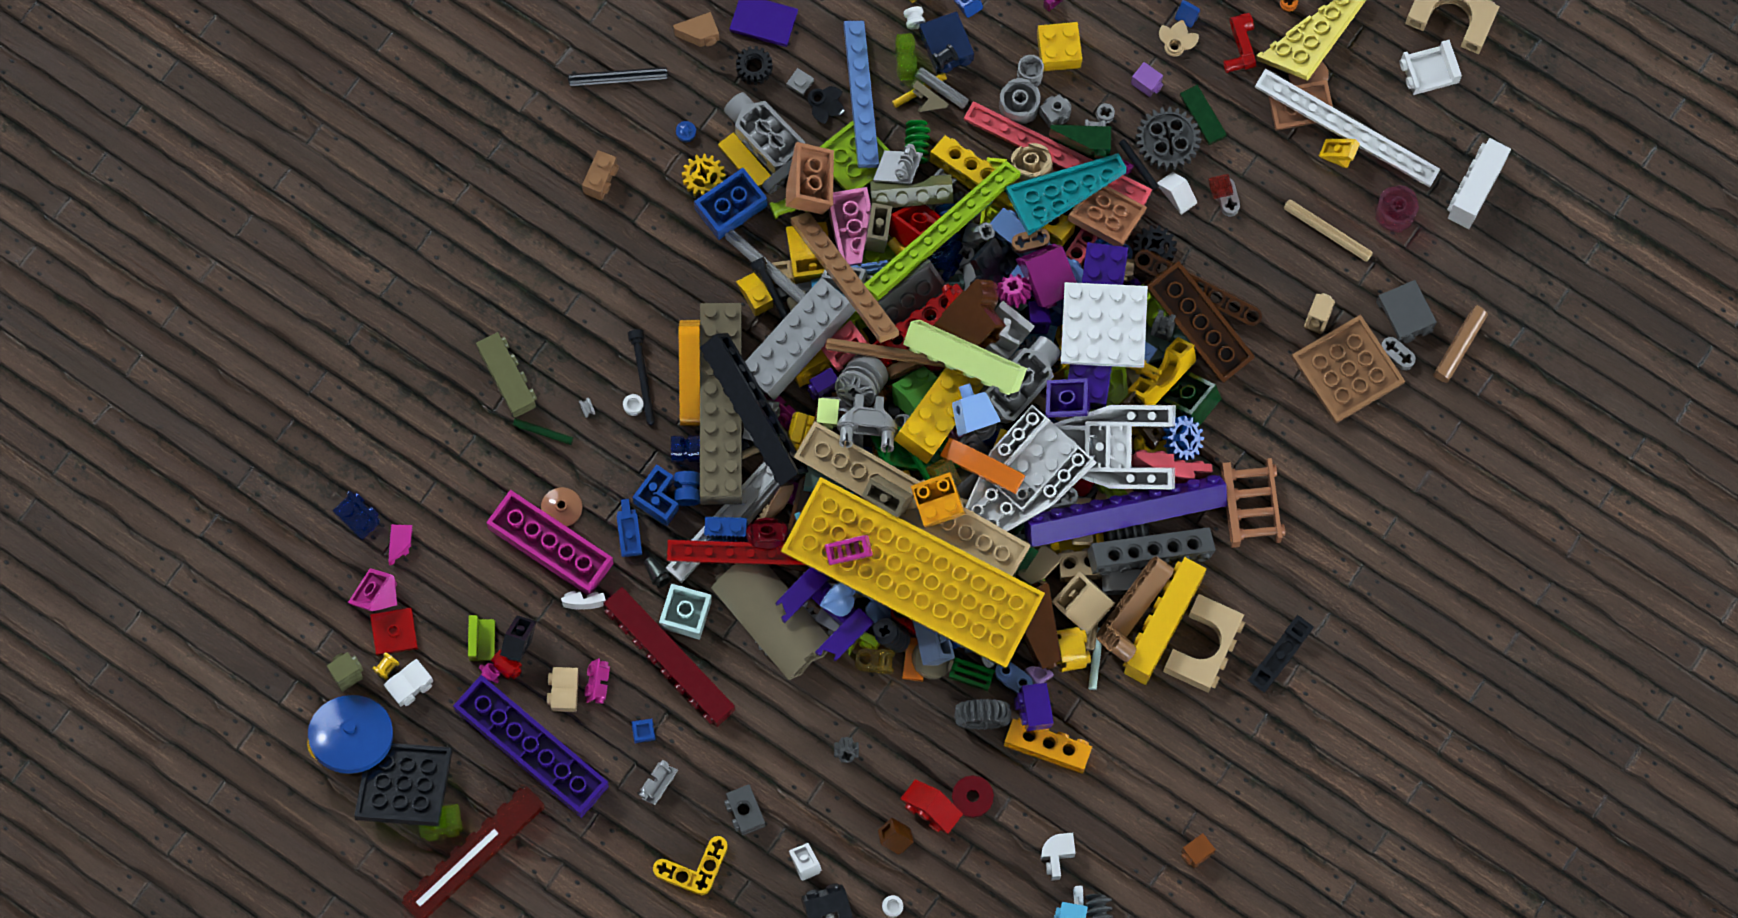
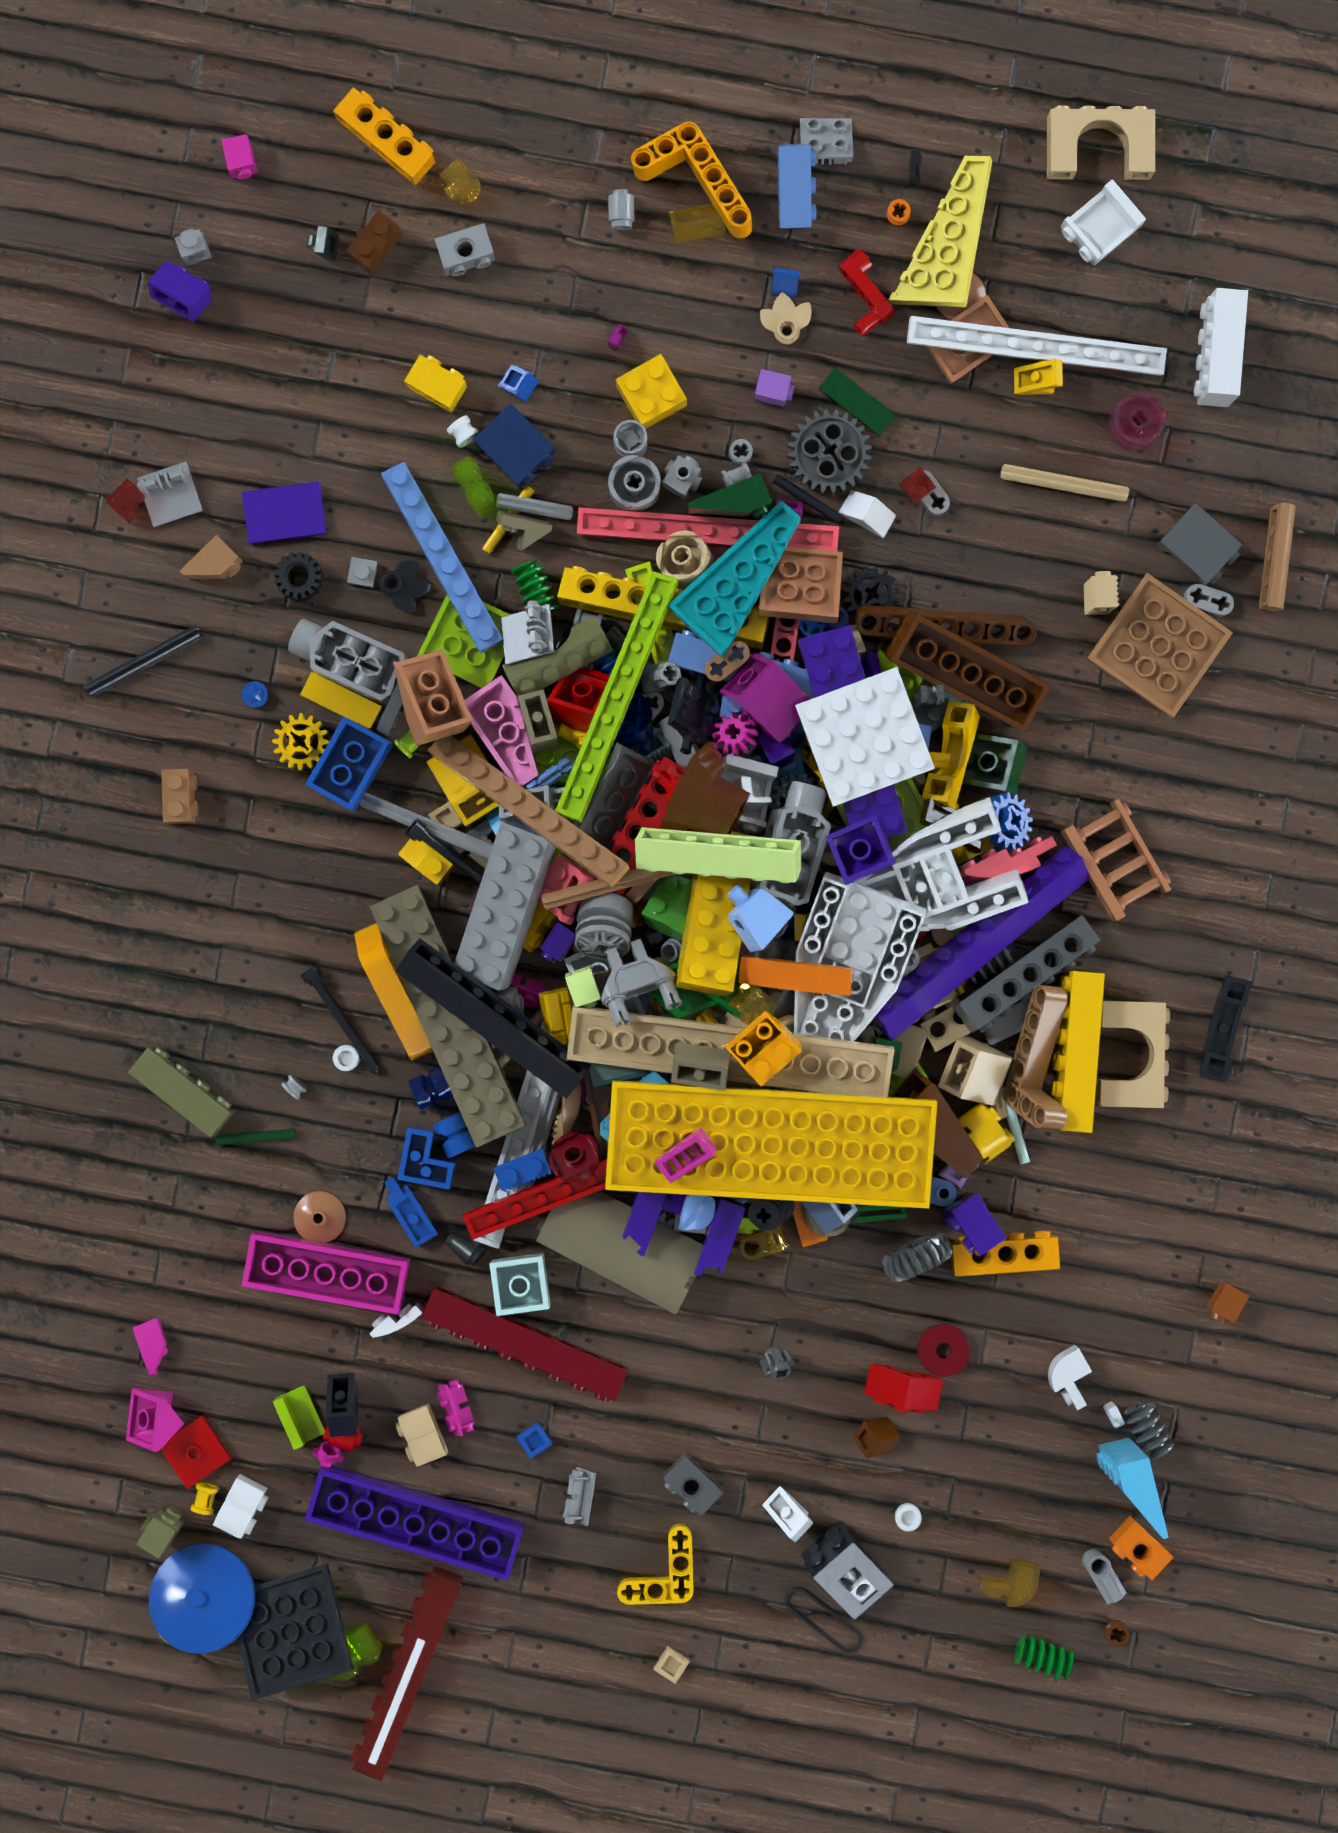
camera: 20 degrees left, 15 degrees up
(357, 515) = (87, 1334): clear blue bracket -> none
(945, 56) = (522, 469): black bush -> none

